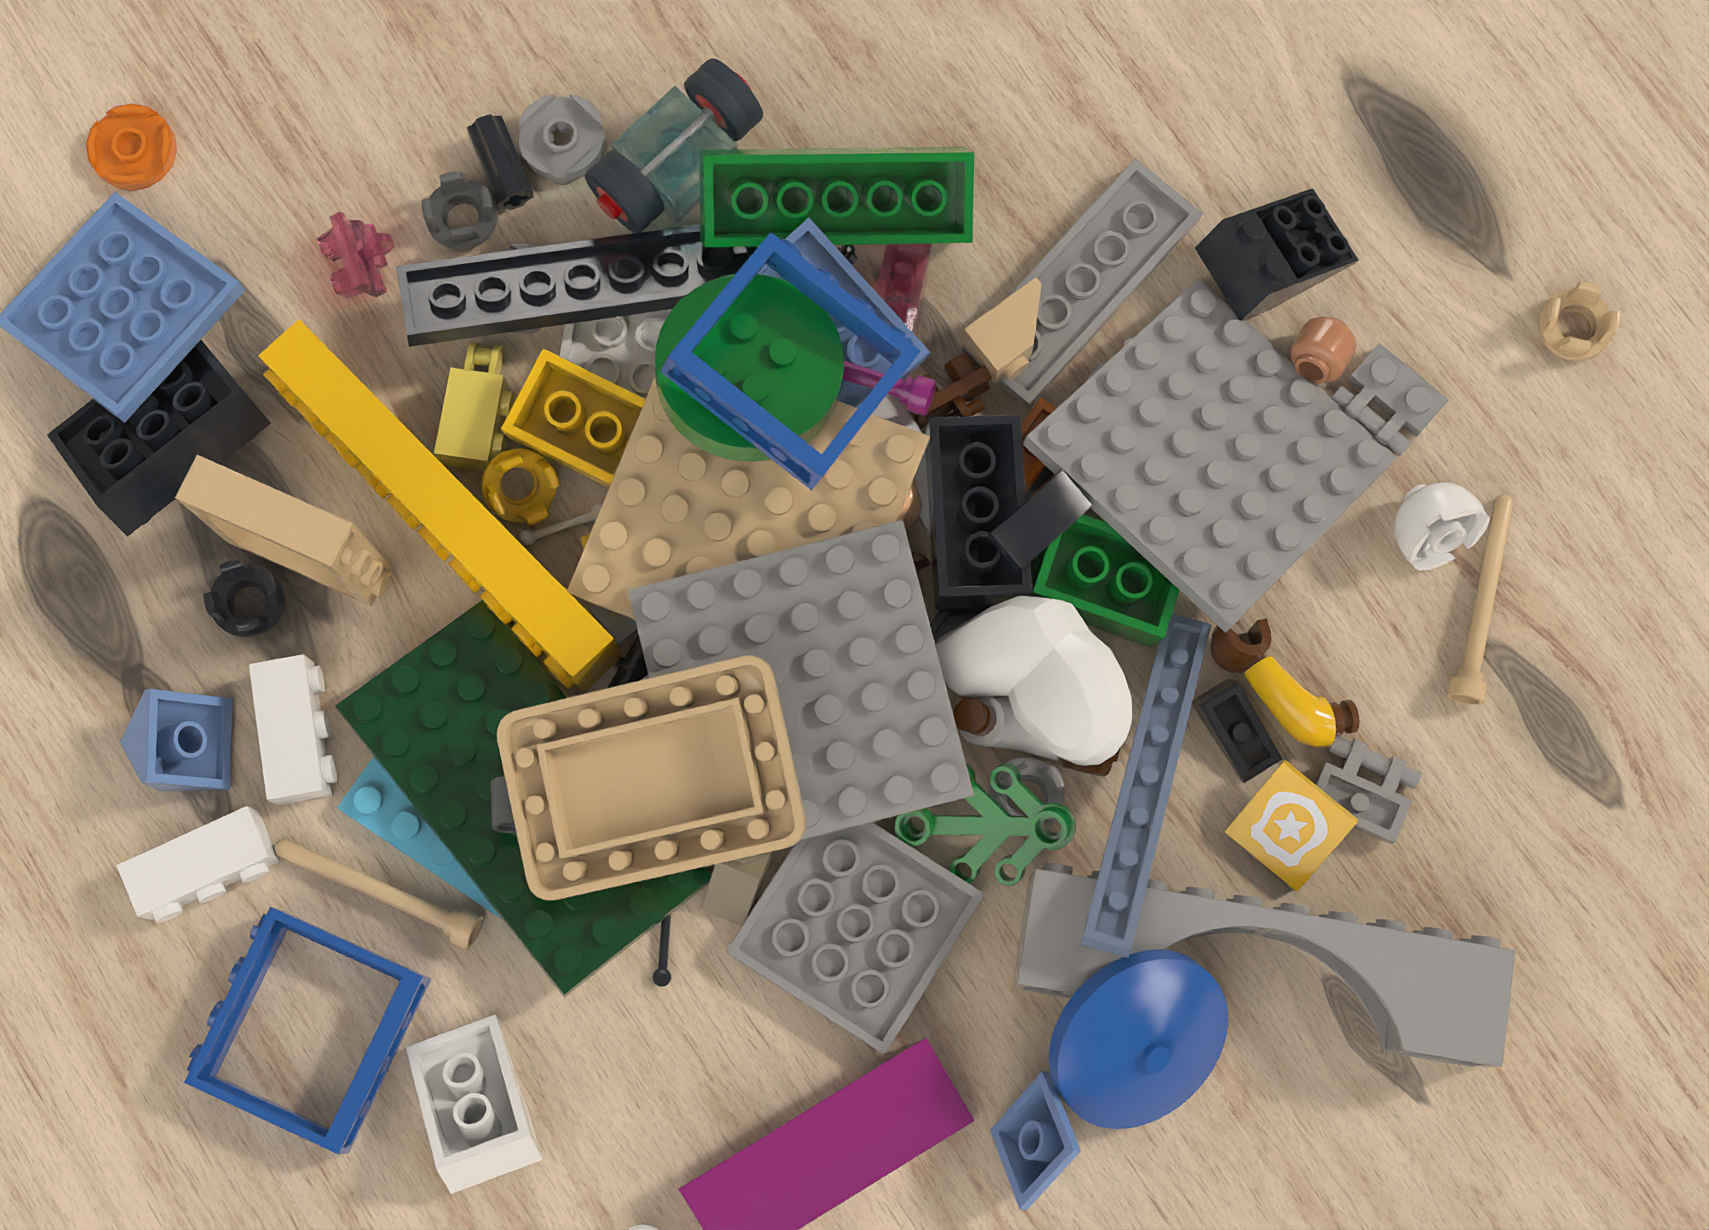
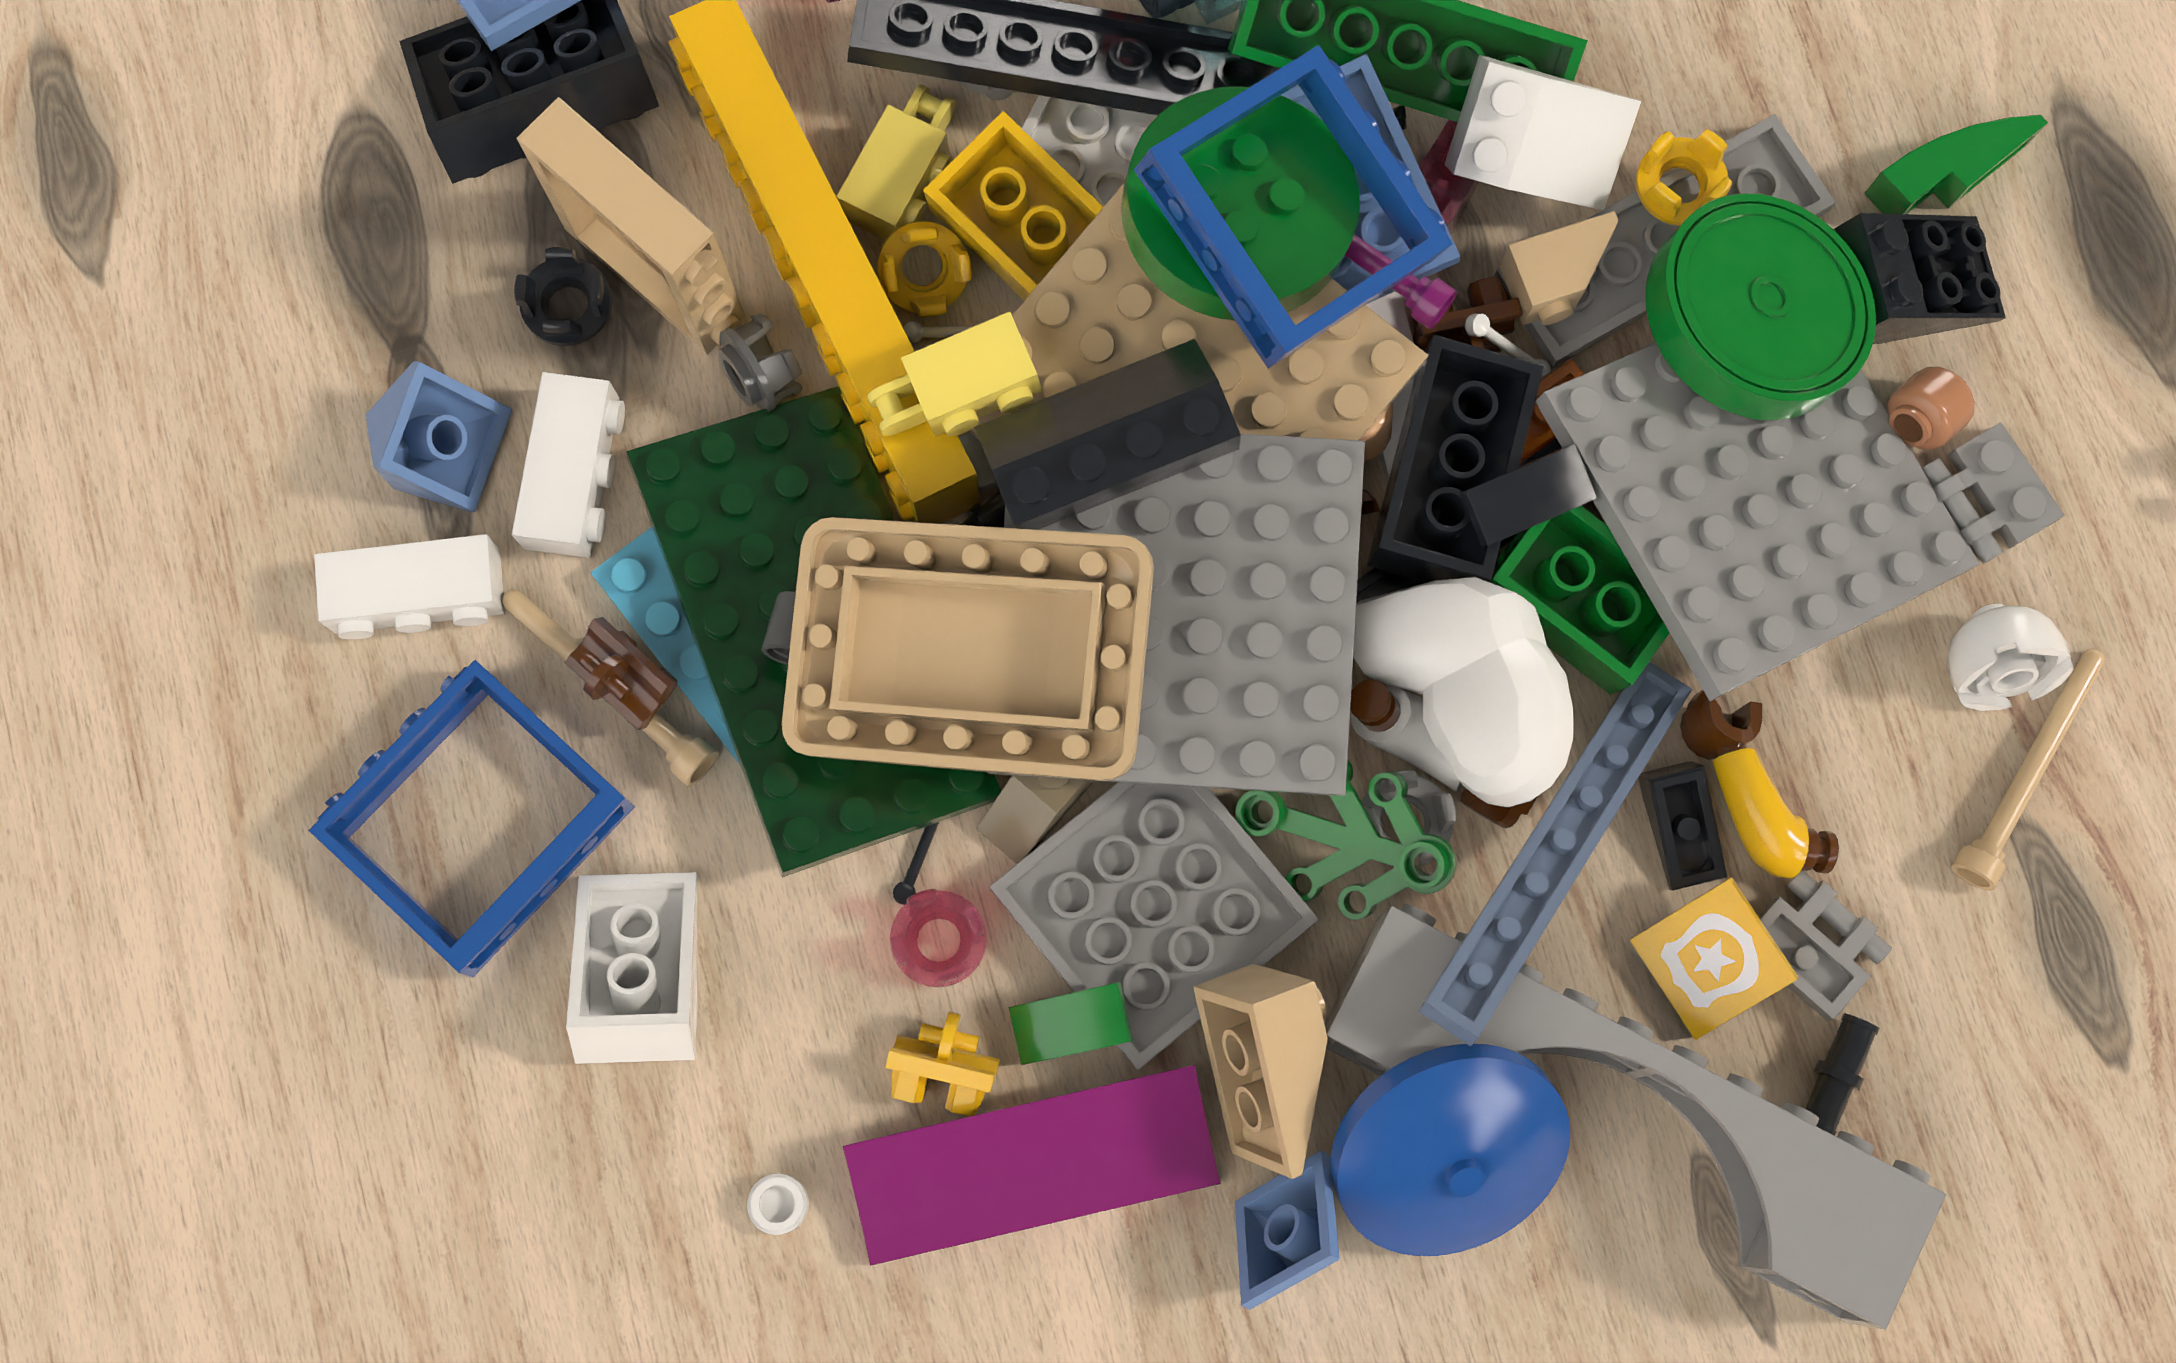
camera: 15 degrees right, 0 degrees up
(387, 880) = (620, 673): none -> reddish brown hips
(411, 609) = (754, 368): none -> dark grey piece
(579, 572) = (960, 380): none -> light yellow brick
(673, 998) = (930, 906): none -> clear pink piece
(705, 581) = (1109, 436): none -> black slope
(734, 1094) = (946, 1057): none -> yellow hips
(822, 1036) = (1071, 1023): none -> green slope
(961, 235) = (1541, 134): none -> white slope
(961, 397) = (1479, 325): none -> white hinge
(978, 1017) = (1265, 1060): none -> tan slope
(1089, 211) = (1699, 156): none -> yellow piece
(1169, 316) = (1760, 307): none -> green brick
(1280, 155) = (1952, 164): none -> green slope
(1412, 881) = (1841, 1071): none -> black pin

